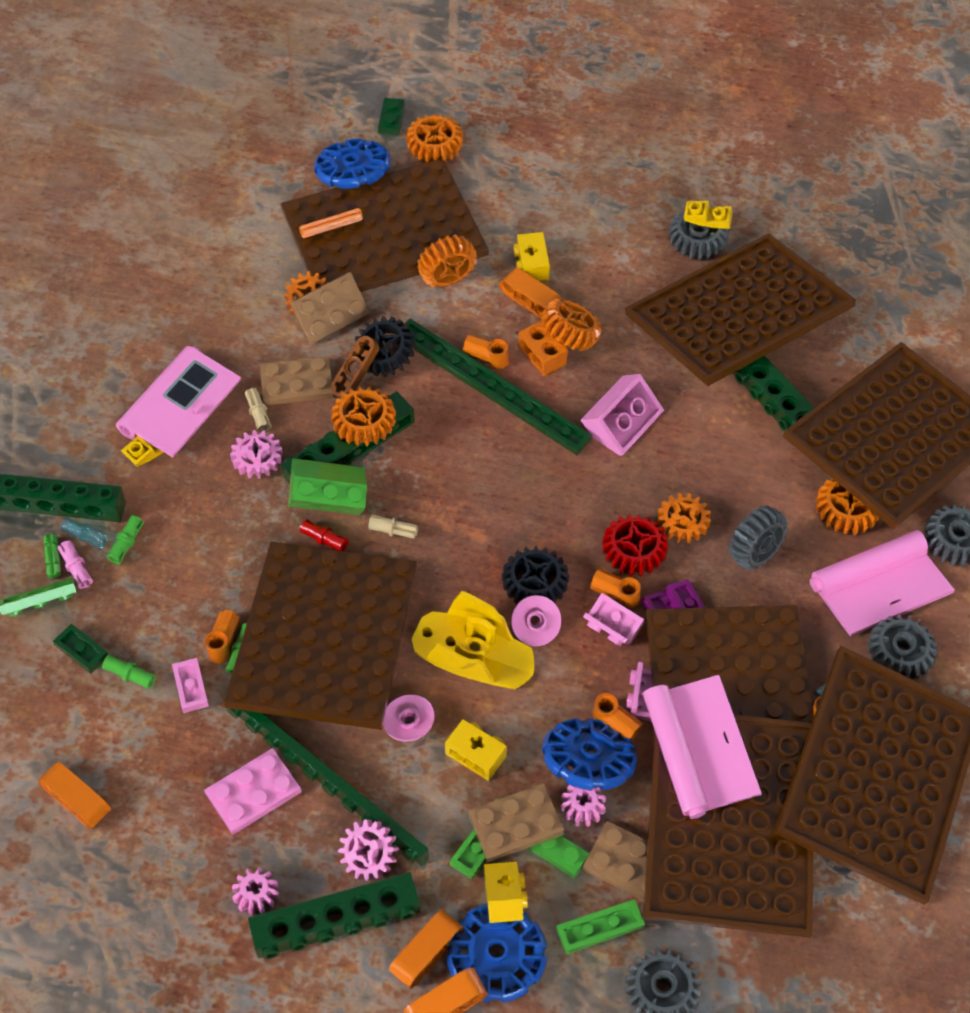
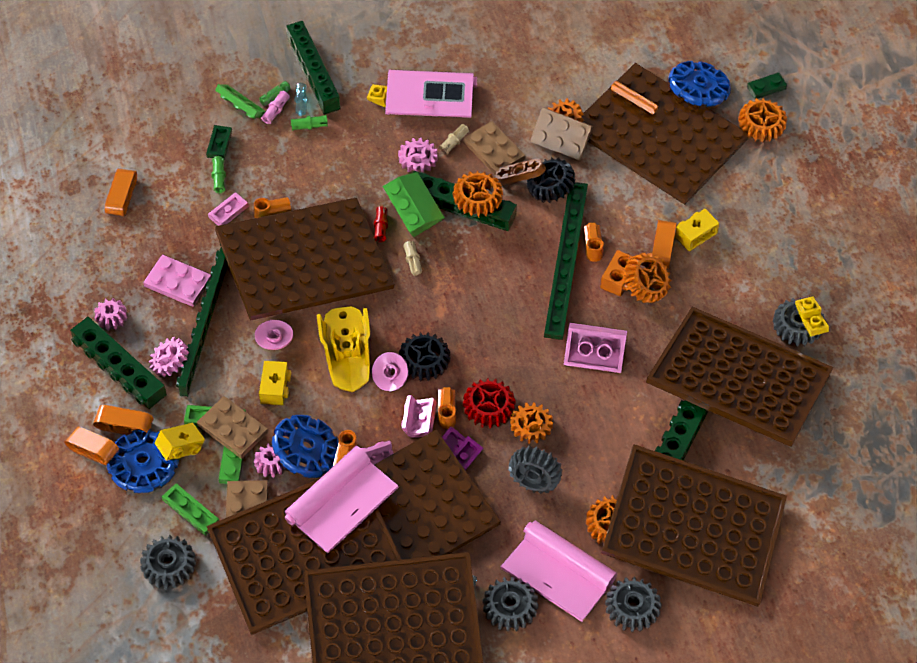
camera: 60 degrees right, 0 degrees up
(447, 261) = (648, 179): orange gear -> none

